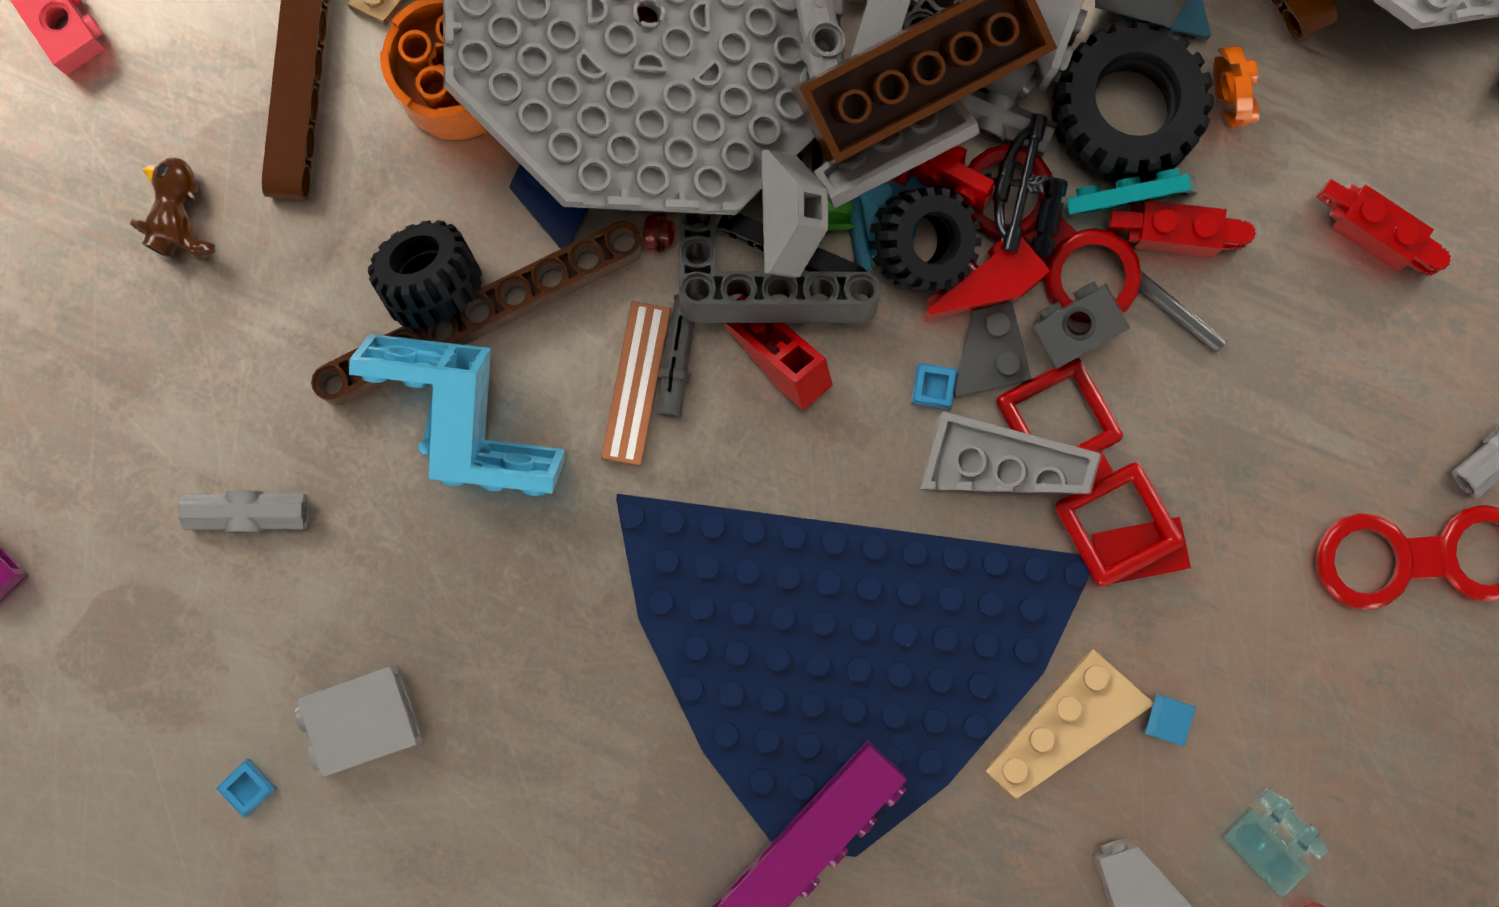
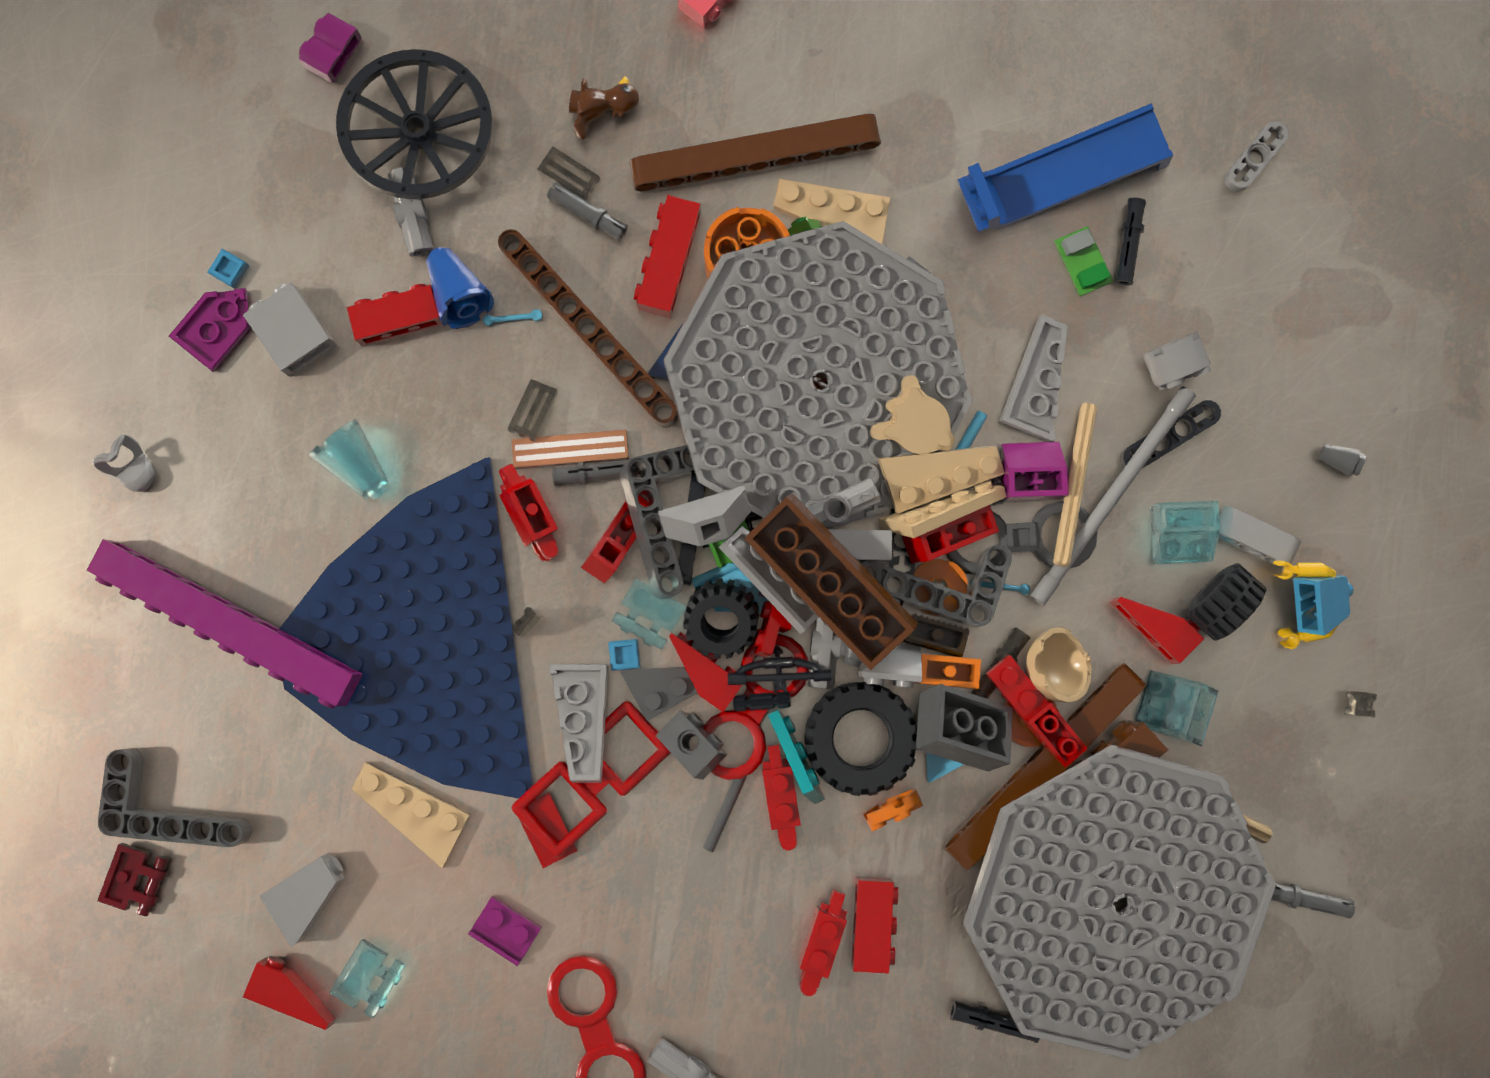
camera: 70 degrees right, 0 degrees up
(115, 465) = (414, 119): none -> black wheel
(265, 295) = (547, 161): none -> clear smoke tile
(315, 271) = (597, 217): none -> dark grey pin
(323, 828) = (213, 326): none -> magenta tile
(371, 475) = (456, 290): none -> blue cone
(381, 569) = (393, 314): none -> red brick
(410, 177) = (668, 256): none -> red brick
(425, 274) = (600, 283): black tyre -> none
(459, 414) = (509, 333): medium azure bracket -> none
(569, 679) = (352, 461): none -> clear light blue cone
(594, 437) = (523, 431): none -> clear smoke tile
(658, 232) = (675, 434): clear red plate -> none
(710, 458) = (528, 513): none -> red hinge
(856, 500) = (527, 621): none -> clear smoke tile
(871, 339) = (642, 601): none -> clear light blue plate
(1170, 720) = (433, 882): dark azure tile -> none
(1258, 642) = (505, 930): none -> magenta plate
(1376, 157) = (874, 925): none -> red brick

